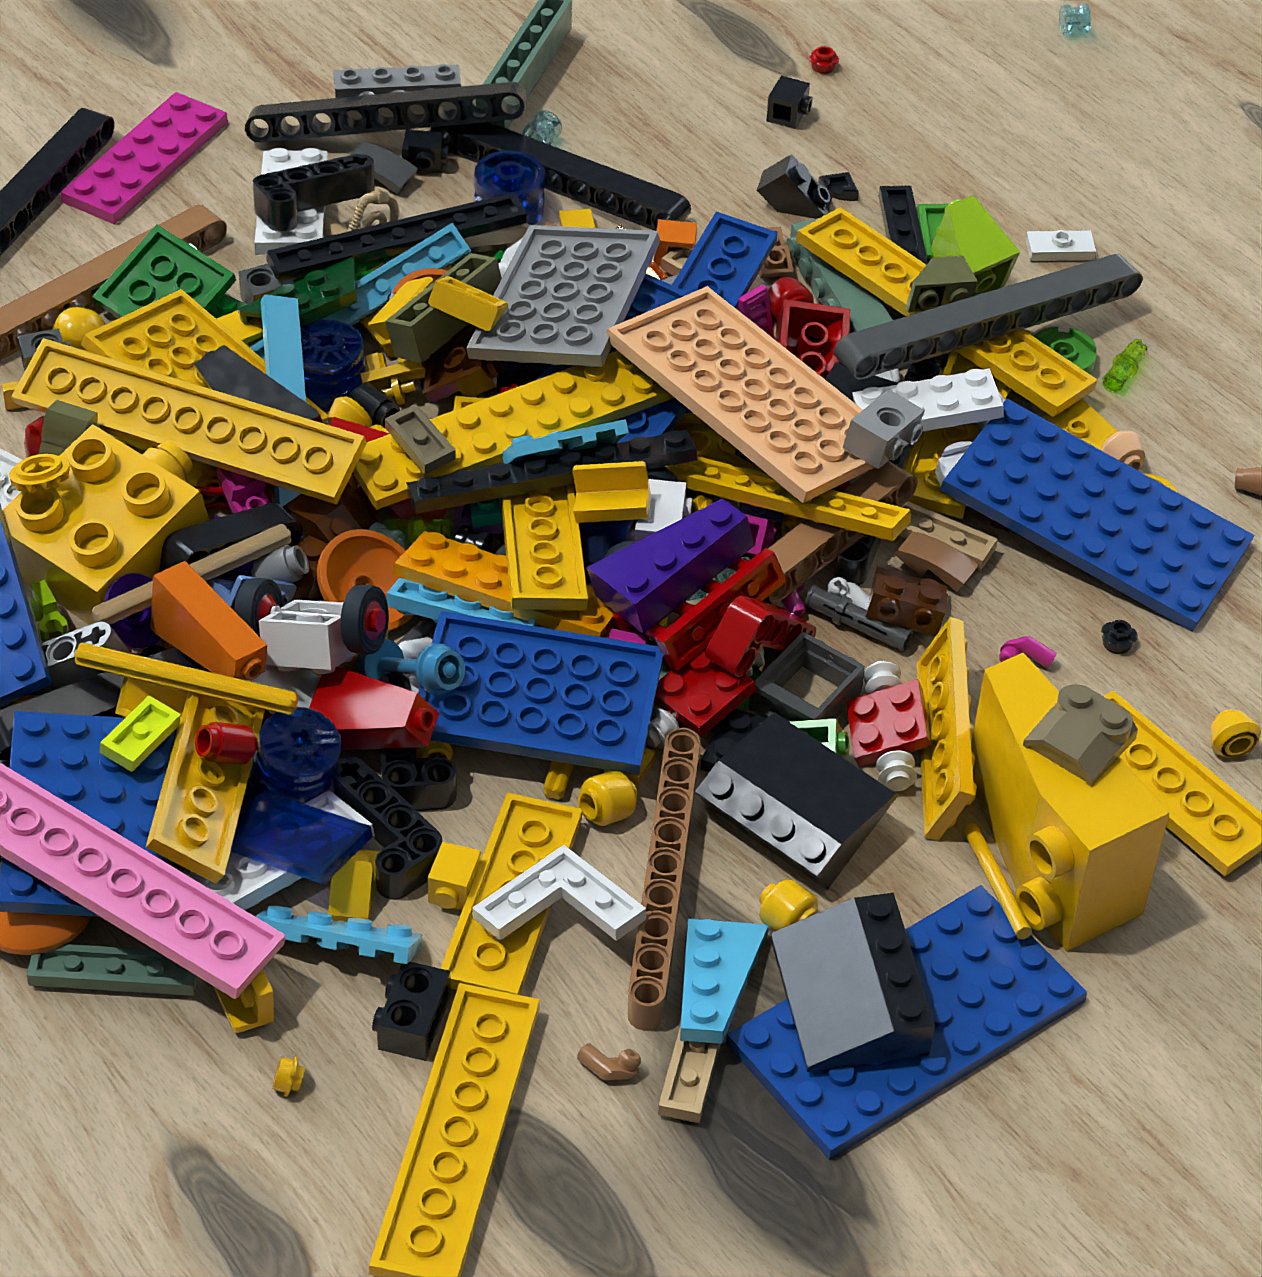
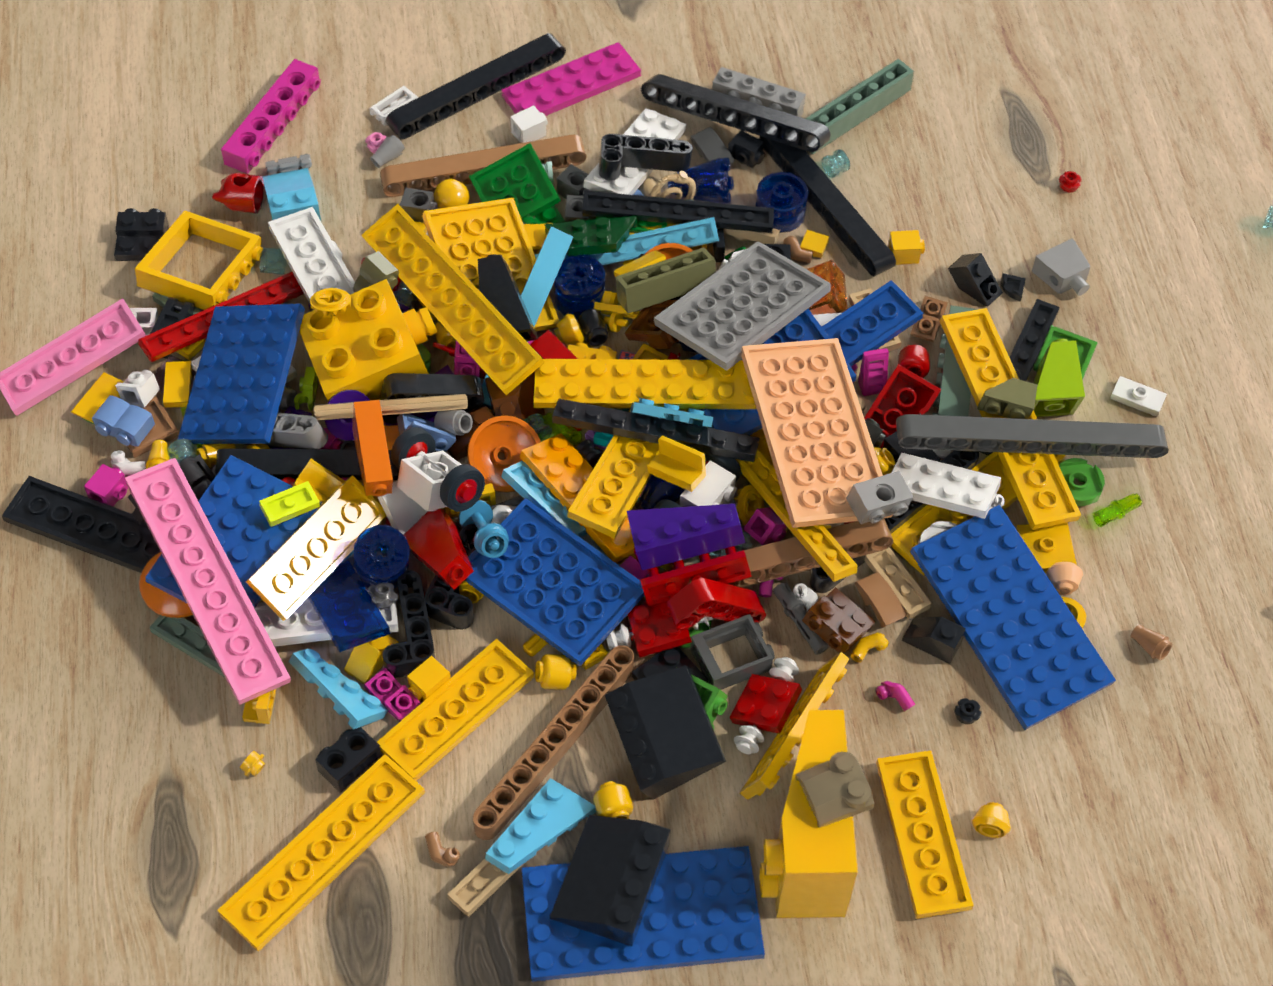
camera: 30 degrees right, 10 degrees up
(126, 217) = (528, 125): none -> white brick
(186, 678) = (338, 479): yellow axle -> none
(226, 743) = (336, 533): red brick -> none
(236, 255) = (571, 182): none -> dark grey brick
(328, 798) = (383, 594): none -> flat silver plate
(411, 189) = (711, 181): none -> clear blue cone
(420, 439) = (580, 373): dark tan plate -> none
(429, 917) = (392, 694): none -> dark pink slope
(467, 303) = (672, 286): yellow slope -> none
(557, 877) = (480, 713): white plate -> none
(673, 235) = (865, 281): orange panel -> none
(693, 183) = (906, 246): none -> yellow brick
(789, 102) = (1019, 206): black brick -> none
(885, 146) = (1063, 268): none -> light grey torso
(961, 606) = (866, 643): none -> yellow arm
(997, 881) = (757, 854): yellow bar -> none
(1027, 572) = (935, 636): none -> black slope

